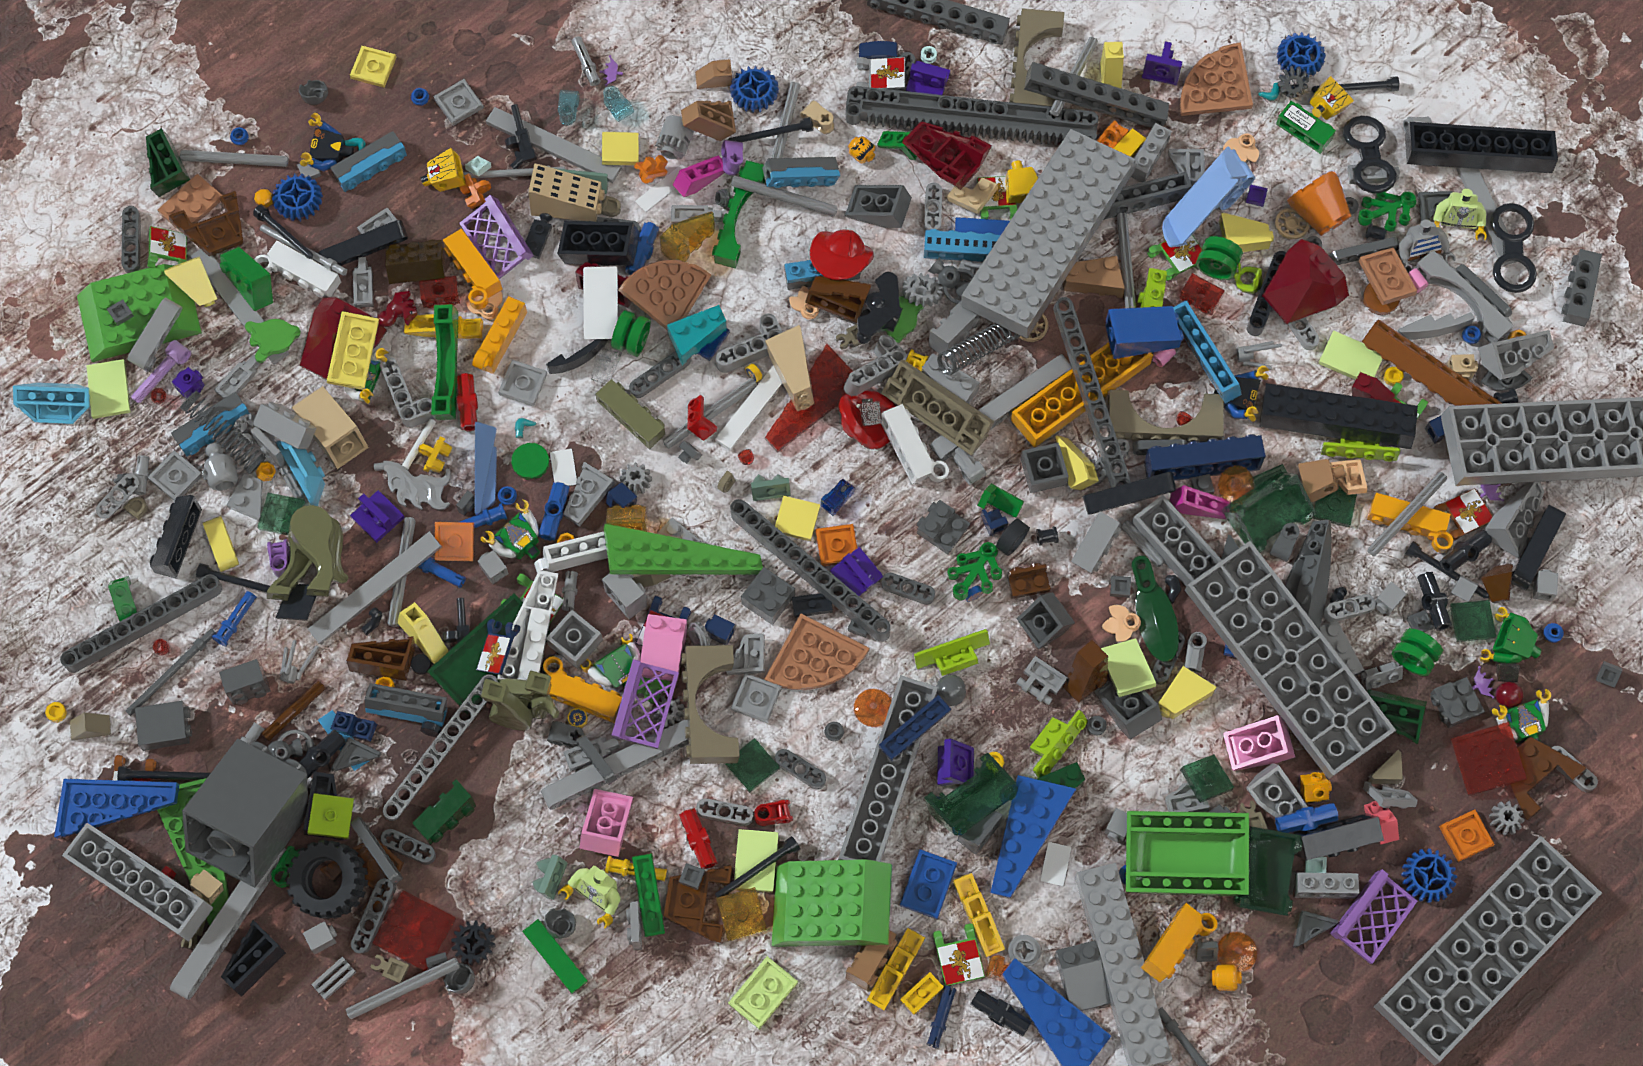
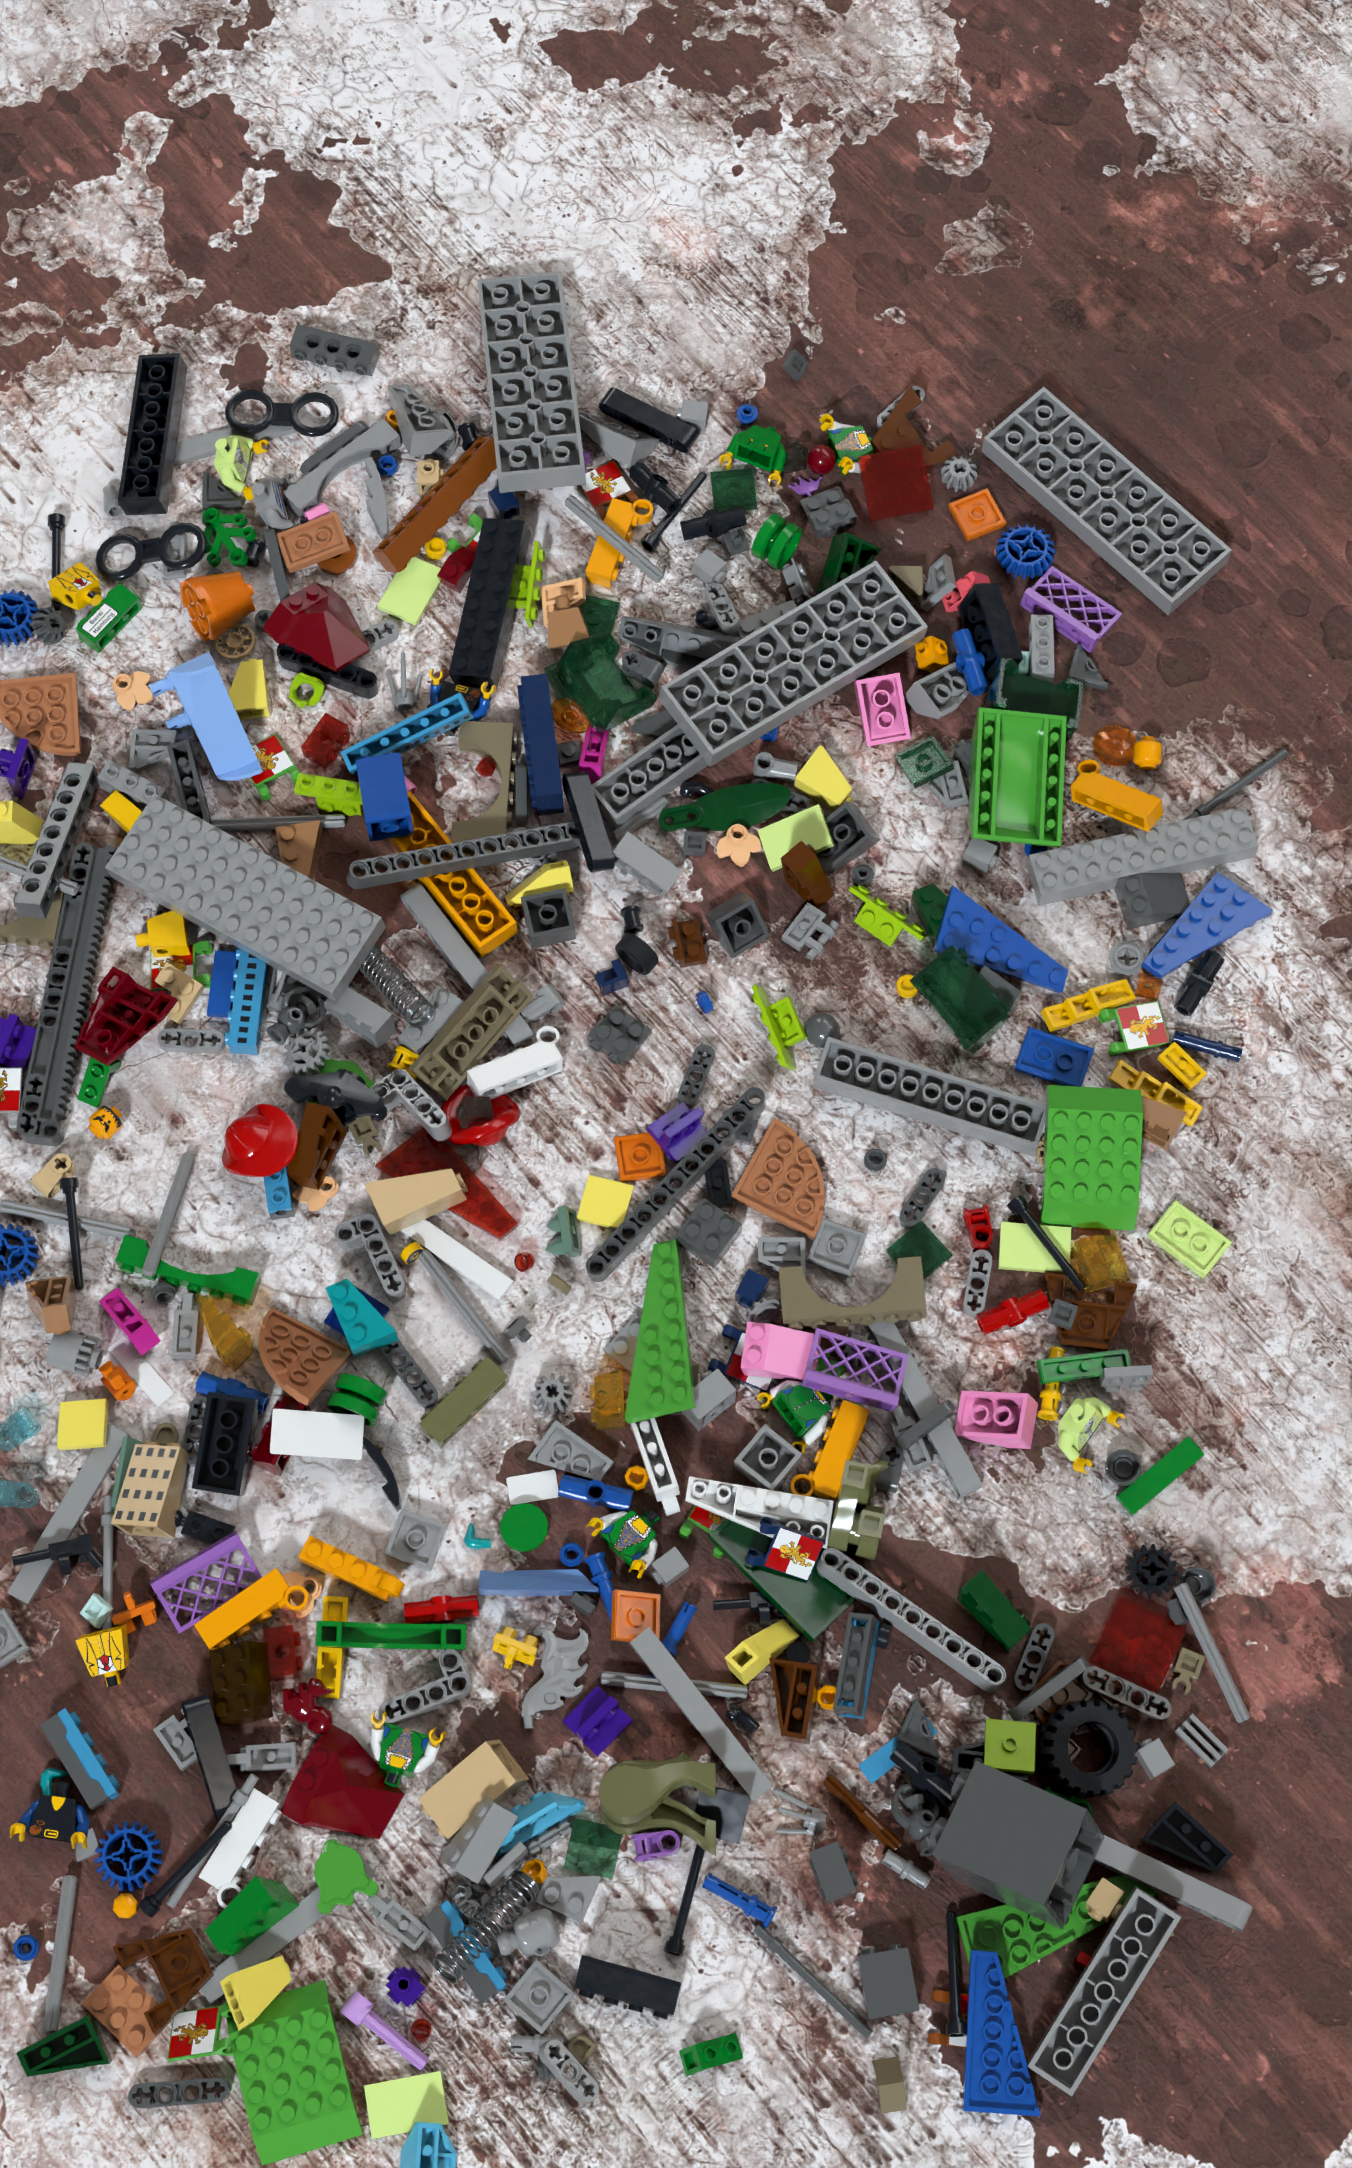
camera: 90 degrees left, 0 degrees up
(56, 712) = (869, 2134): yellow tile -> none
(120, 312) = (306, 2084): dark grey plate -> none
(135, 631) = (749, 2037): dark grey beam -> none
(154, 334) = (340, 2032): light grey beam -> none
(164, 647) = (777, 2004): clear red hinge -> none
(220, 543) = (636, 1925): light yellow beam -> none
(352, 350) = (372, 1756): light yellow tile -> none
(354, 727) = (881, 1734): dark blue slope -> none
(421, 439) = (496, 1672): white bar -> none
(554, 870) = (1054, 1481): sand green tile -> none
(569, 590) = (701, 1471): light grey pin -> none
(577, 717) = (865, 1455): dark blue tile -> none
(622, 496) = (578, 1407): dark blue panel -> none
(697, 422) = (472, 1319): red bracket -> none
(732, 156) = (102, 1280): medium lavender piece -> none
(801, 171) = (138, 1191): piece -> none
(837, 497) = (579, 1154): clear blue leg -> none
(868, 715) = (840, 1127): clear orange dish -> none
(879, 205) = (185, 1103): dark grey slope -> none
(914, 728) = (881, 1059): dark blue plate -> none
(954, 763) = (914, 1027): dark purple bracket -> none
(975, 569) = (675, 996): green plant -> none
(1001, 499) = (585, 968): green bracket -> none
(1055, 864) = (1026, 924): white sticker -> none
(1115, 132) = (102, 828): orange hips -> none
(1206, 951) = (1119, 770): dark grey tile -> none
(1219, 258) = (283, 715): green wheel -> none
(1255, 819) = (966, 720): dark tan plate -> none
(1273, 94) = (59, 651): teal animal -> none
(1464, 588) = (697, 494): light grey tile -> none
(1498, 583) = (690, 456): reddish brown slope -> none

